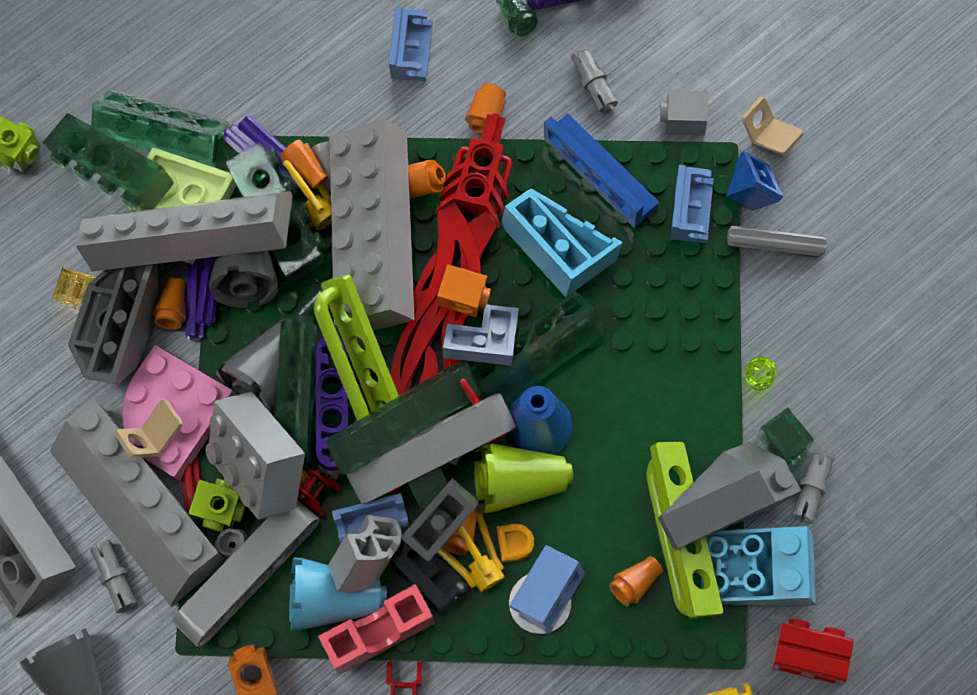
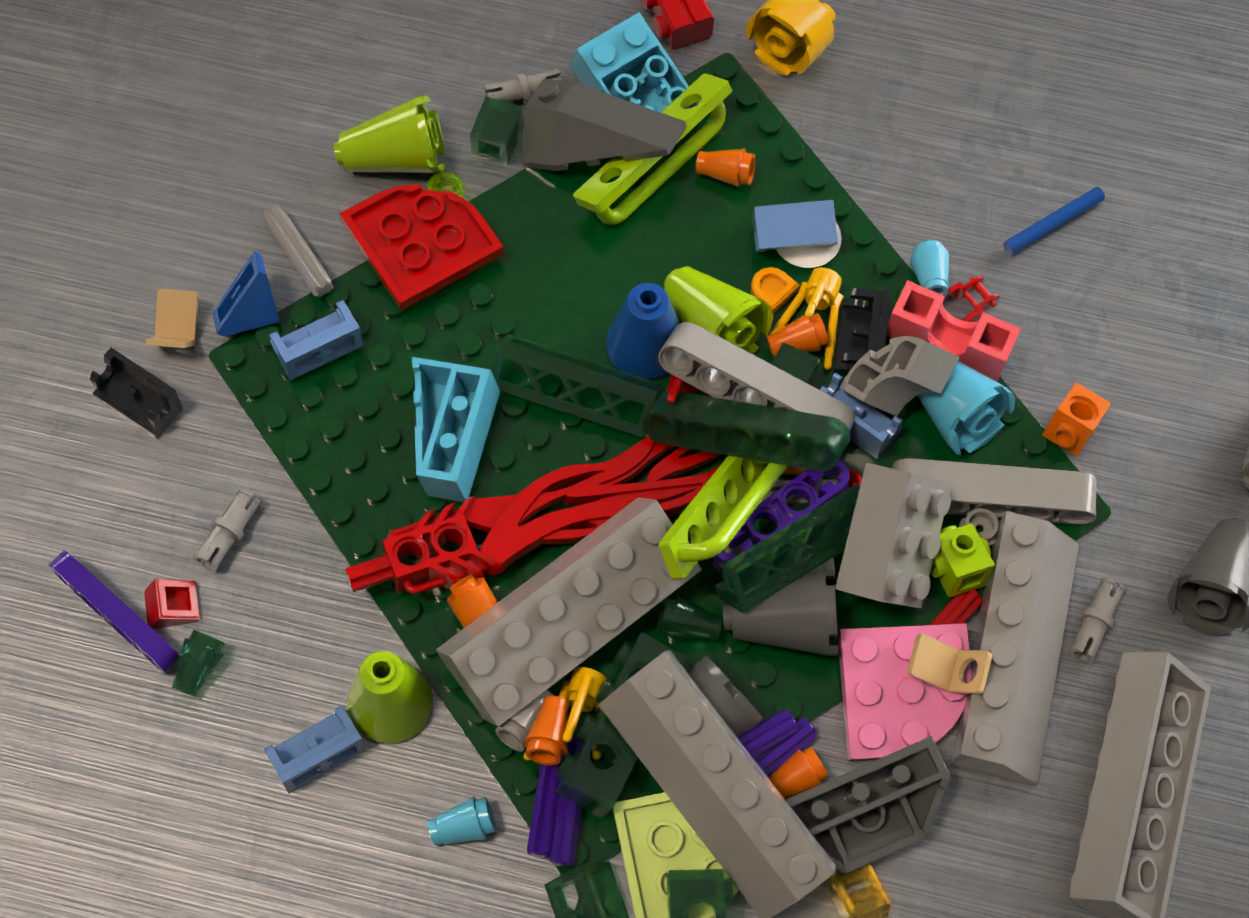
camera: 135 degrees left, 5 degrees down
(298, 98) = (463, 823): none -> medium azure cone
(409, 100) = (389, 699): none -> lime cone
(440, 519) = (818, 327): dark grey brick -> none
(444, 669) = (931, 266): none -> medium azure cone
(463, 291) = (574, 471): orange brick -> none
(487, 100) = (339, 612): orange brick -> none
(487, 344) = (606, 416): sand blue plate -> none
(569, 24) = (171, 603): none -> red slope
(600, 169) = (334, 450): blue fence -> none
(685, 112) = (208, 414): light grey brick -> none
(724, 320) = (420, 239): none -> red plate
(735, 81) = (136, 394): none -> black hinge
(818, 359) = (394, 141): none -> lime cone

